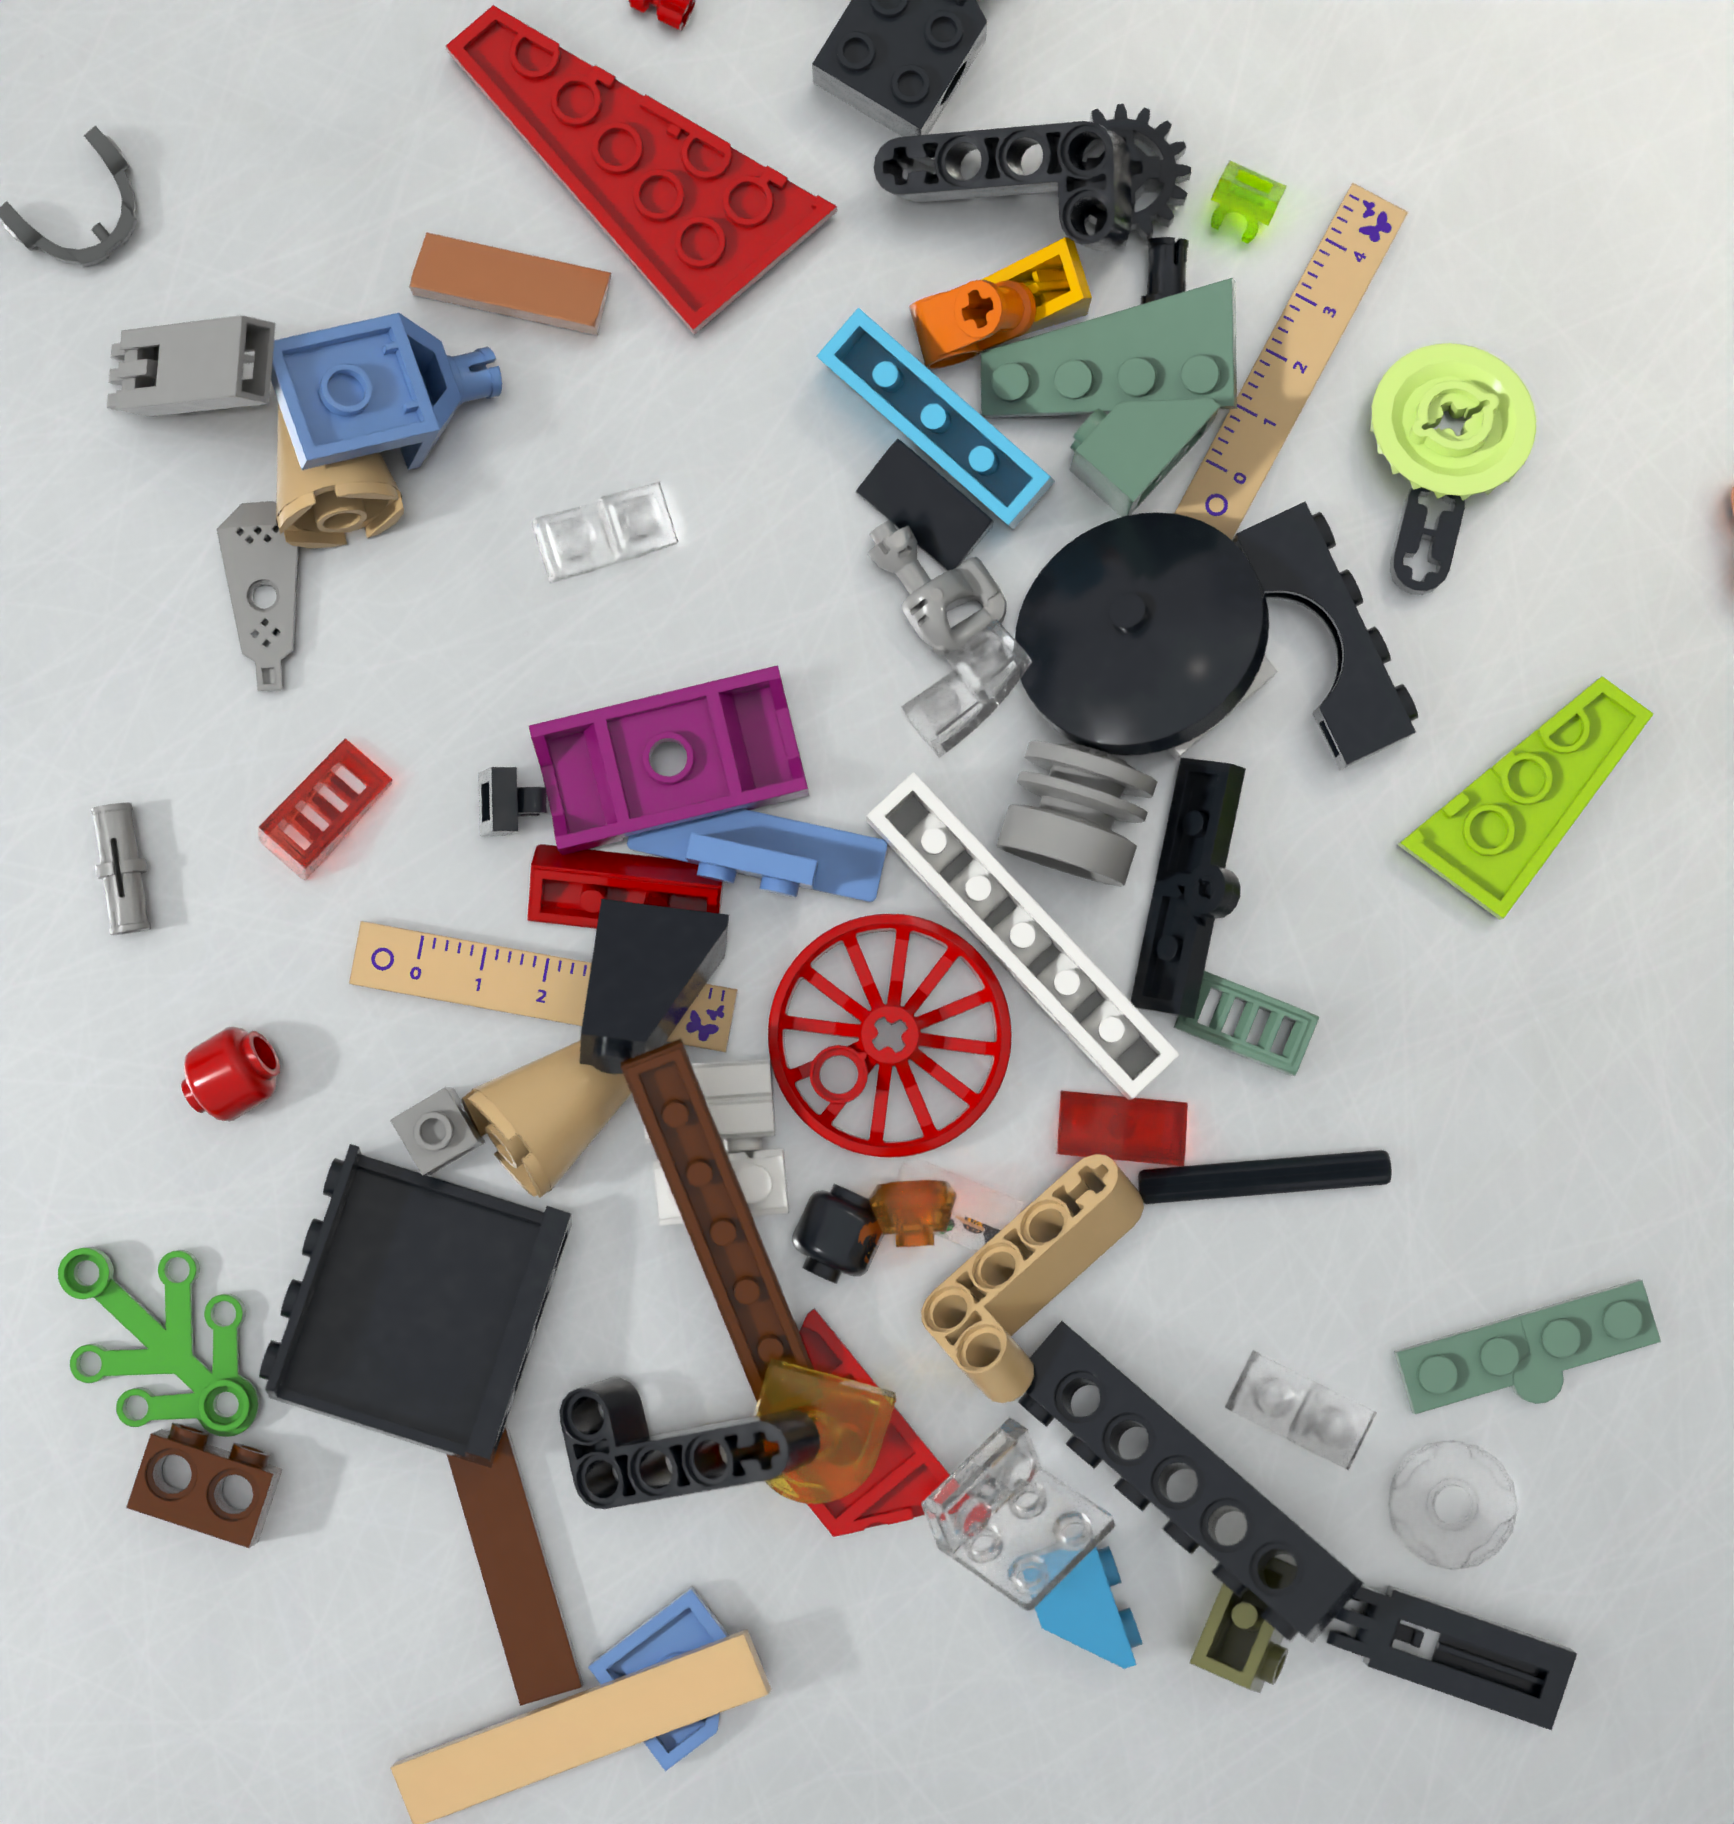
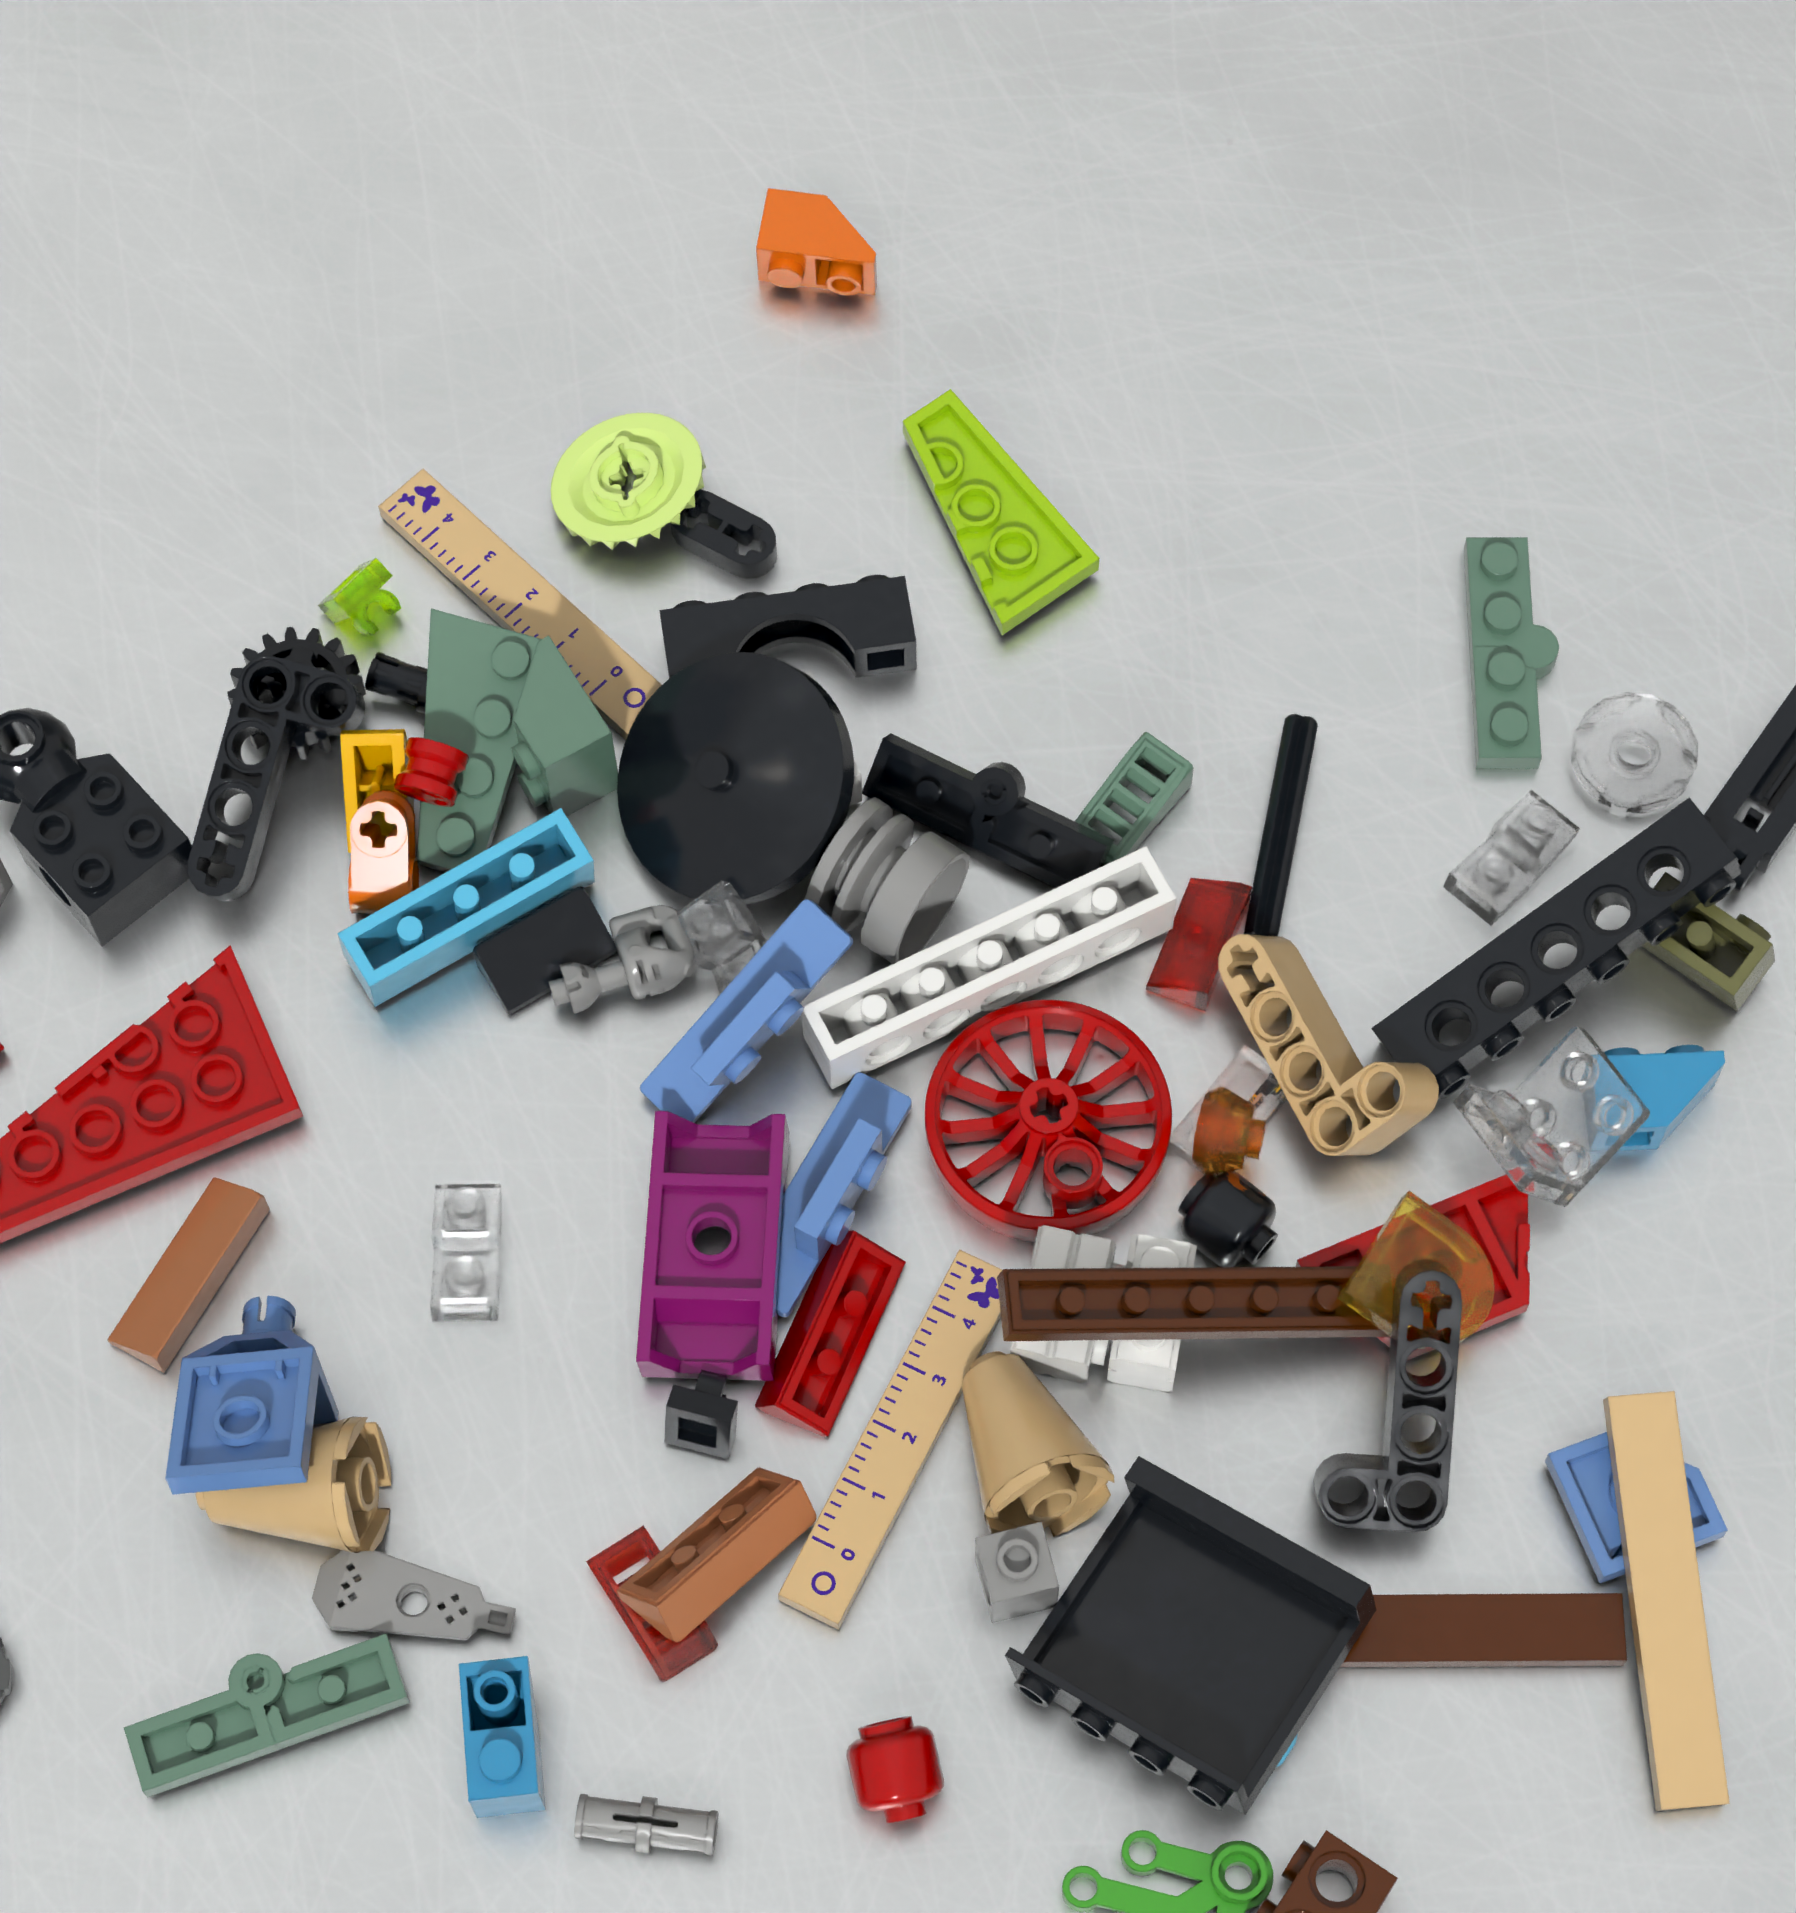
camera: 75 degrees left, 20 degrees down
(124, 500) = (265, 1713): none -> sand green hinge
(151, 717) = (501, 1737): none -> dark azure slope
(192, 366) = (162, 1569): light grey hinge -> none
(378, 856) = (719, 1553): none -> nougat slope
(645, 977) = (921, 1323): black slope -> none
(898, 723) = (747, 1013): none -> medium blue bracket
(1055, 338) = (431, 771): none -> red wheel

